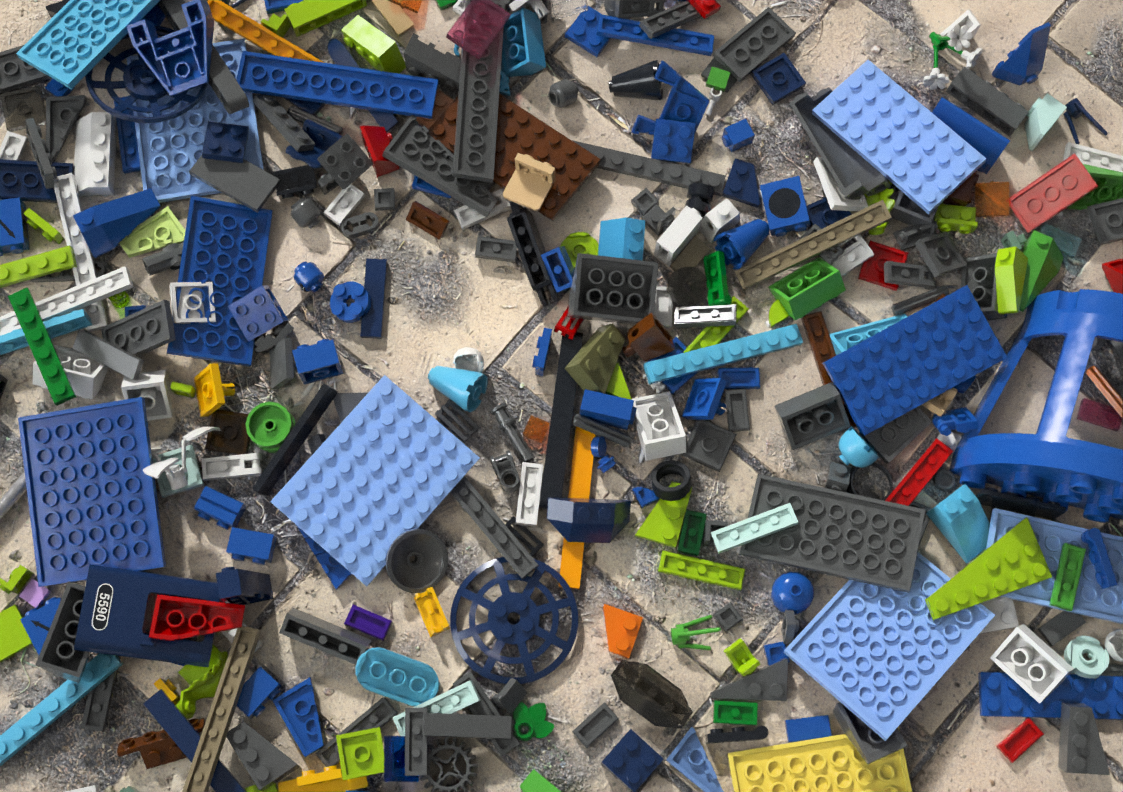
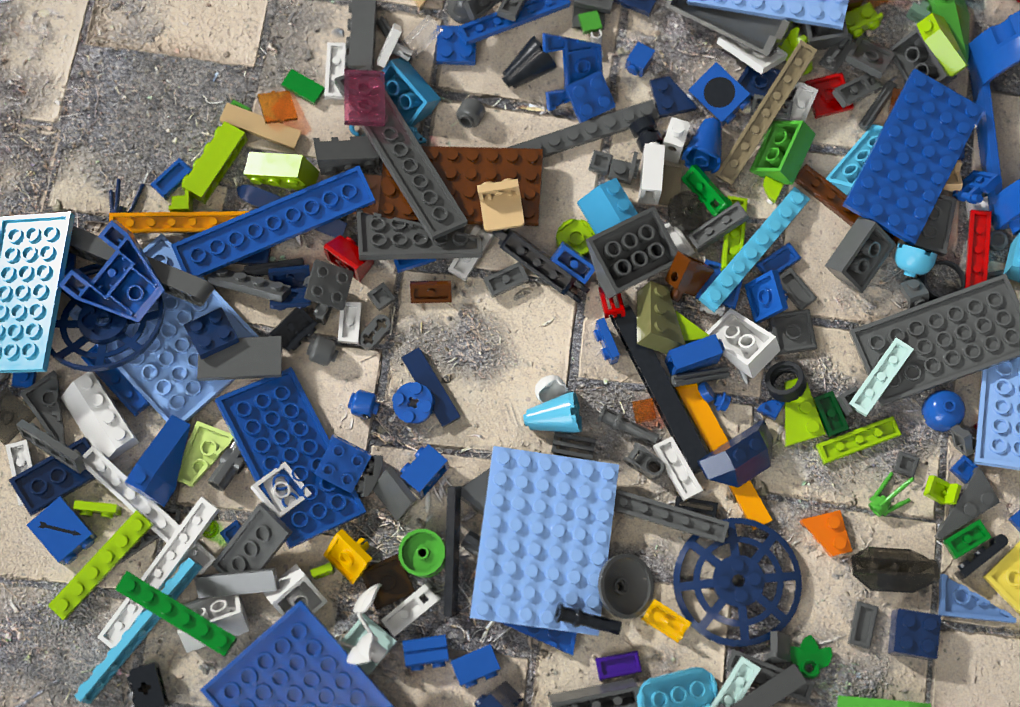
camera: 30 degrees left, 0 degrees up
(357, 559) = (578, 617): none -> black pin

